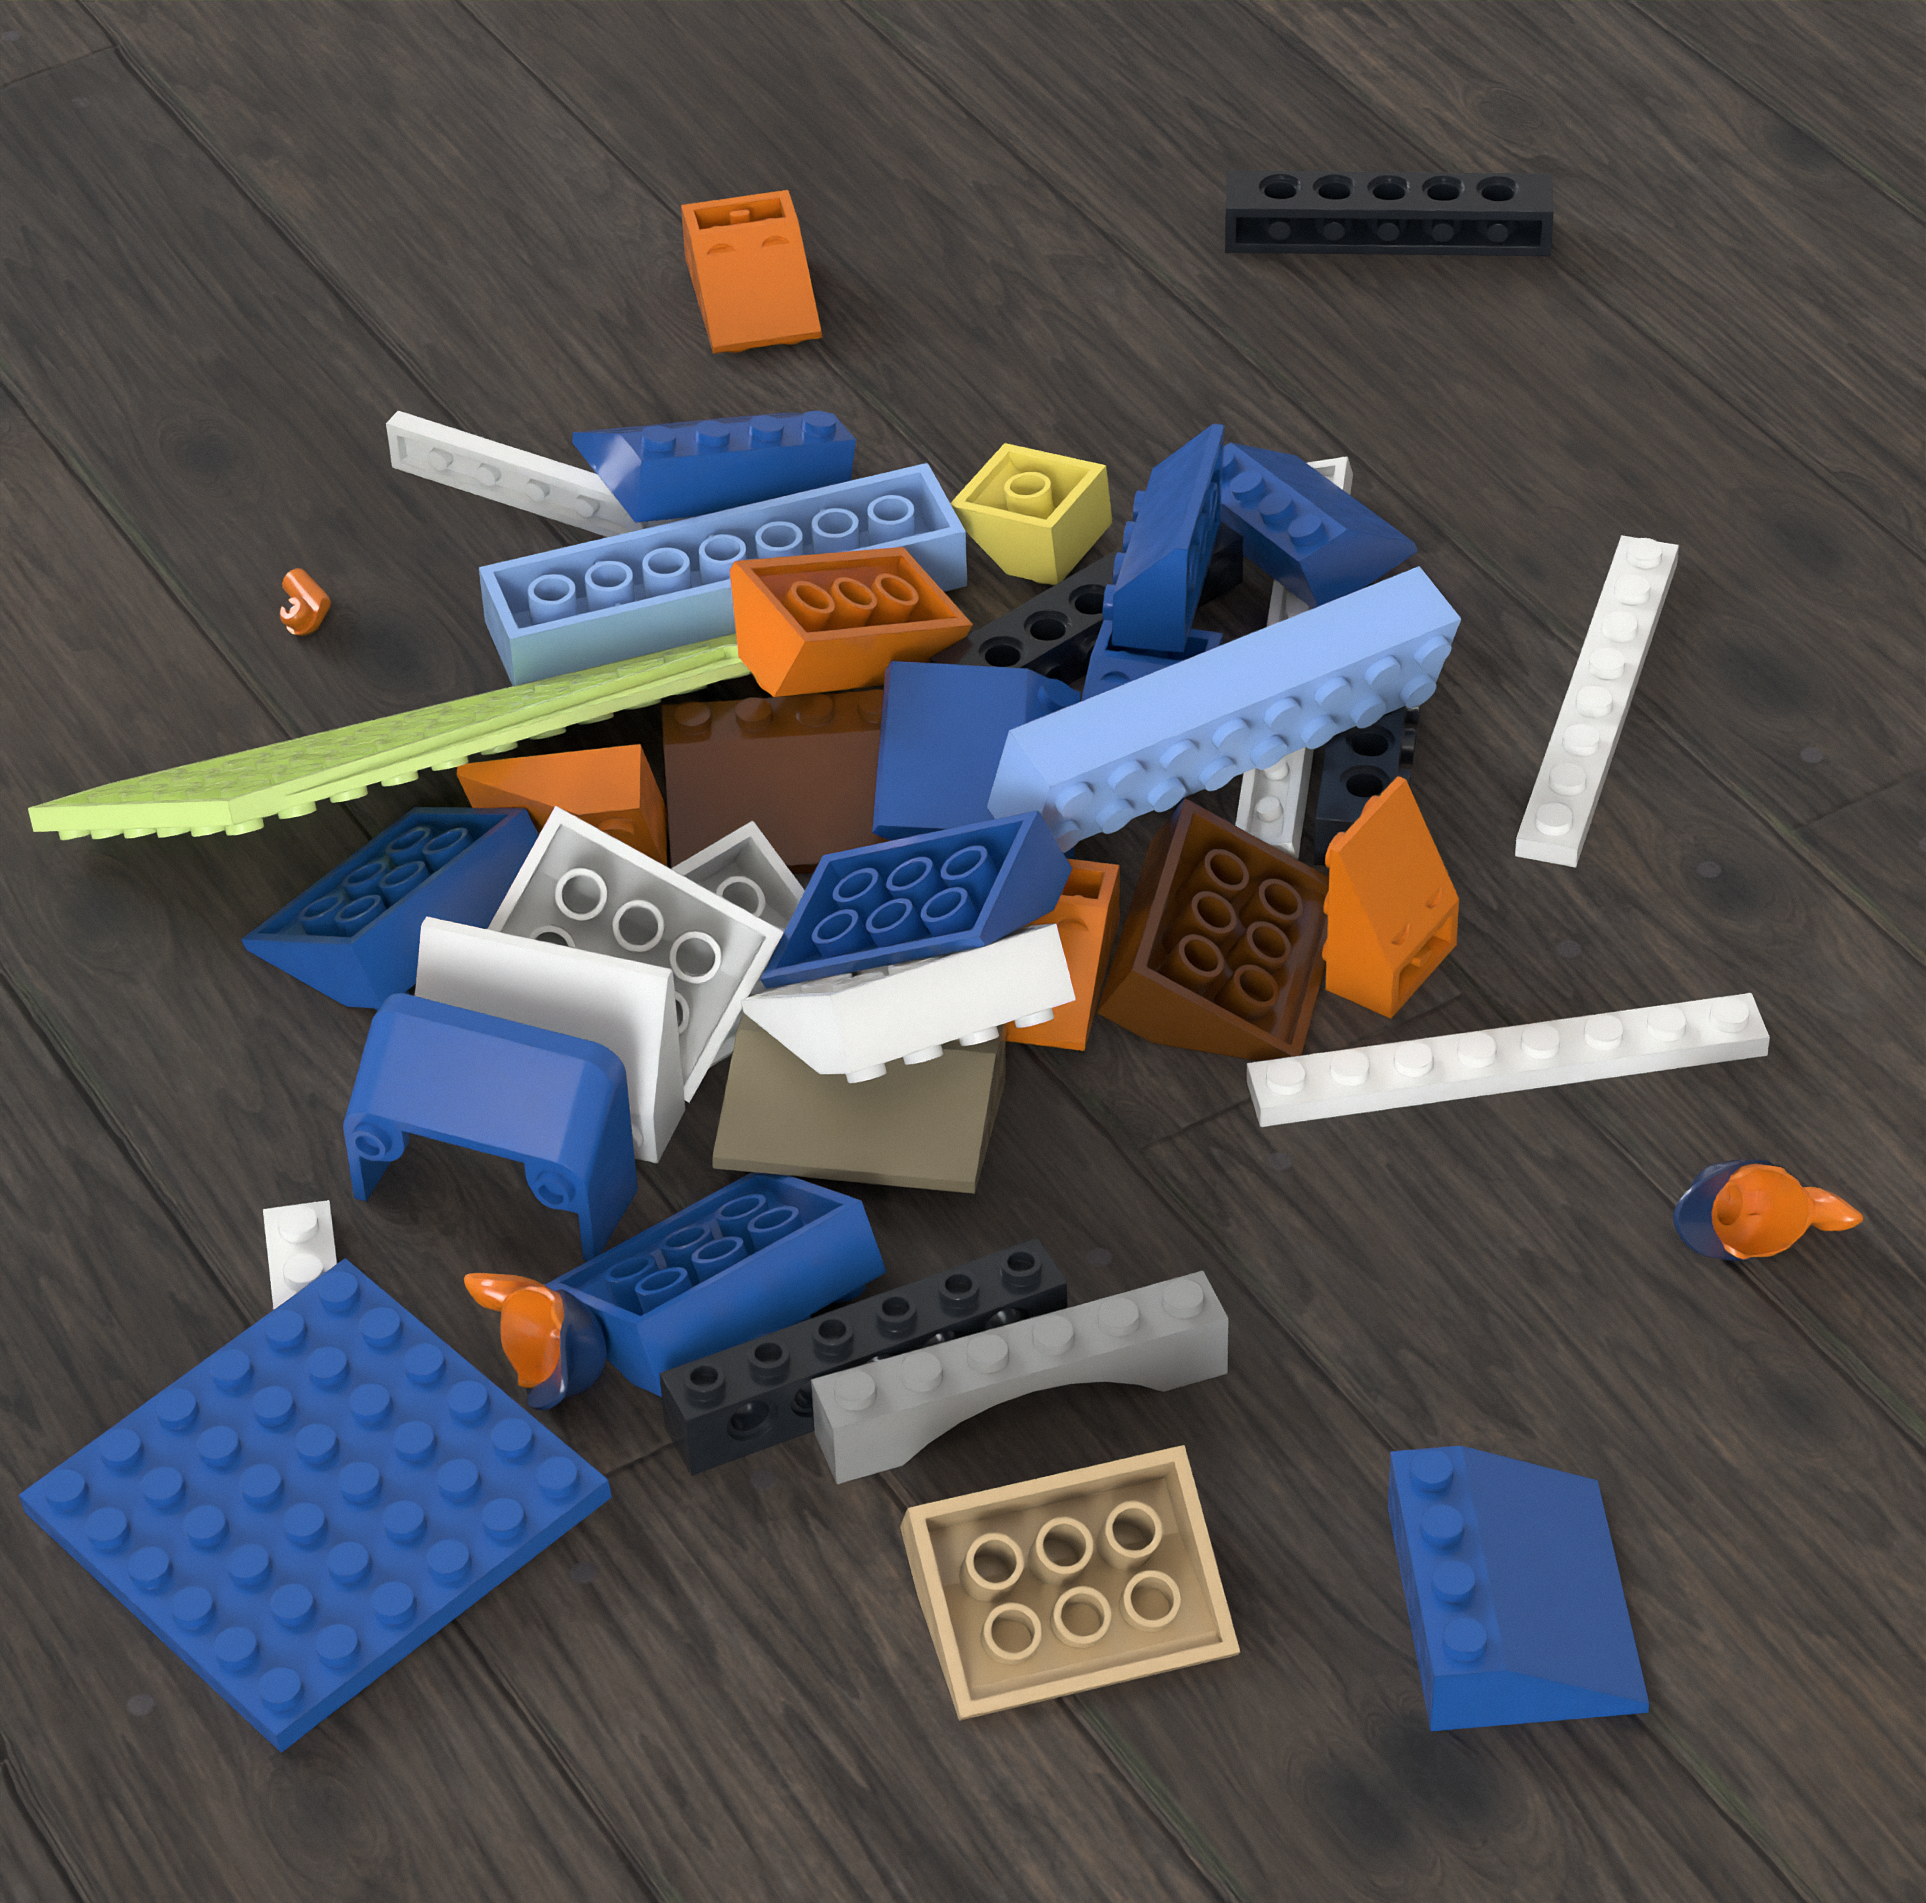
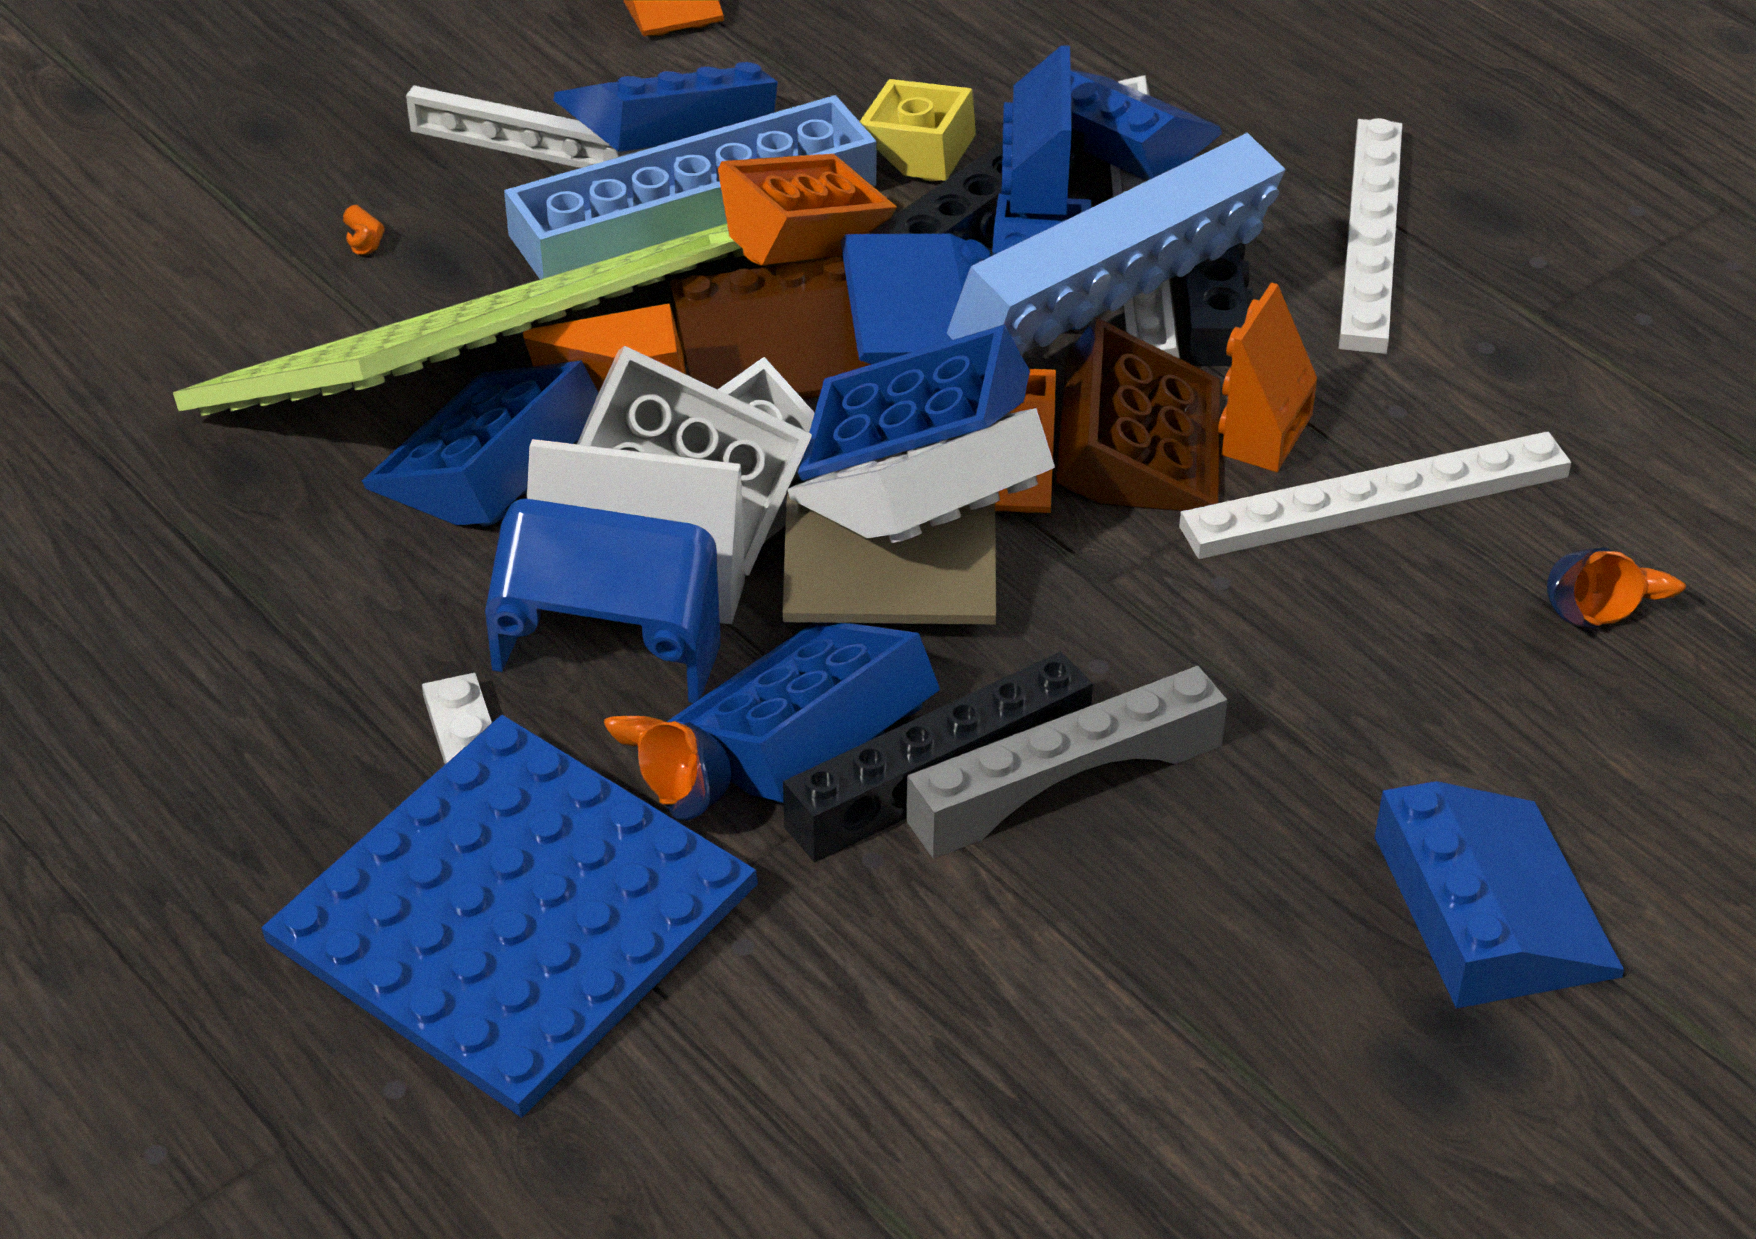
camera: 10 degrees left, 0 degrees up
(1069, 1582) = (1145, 917): tan slope -> none

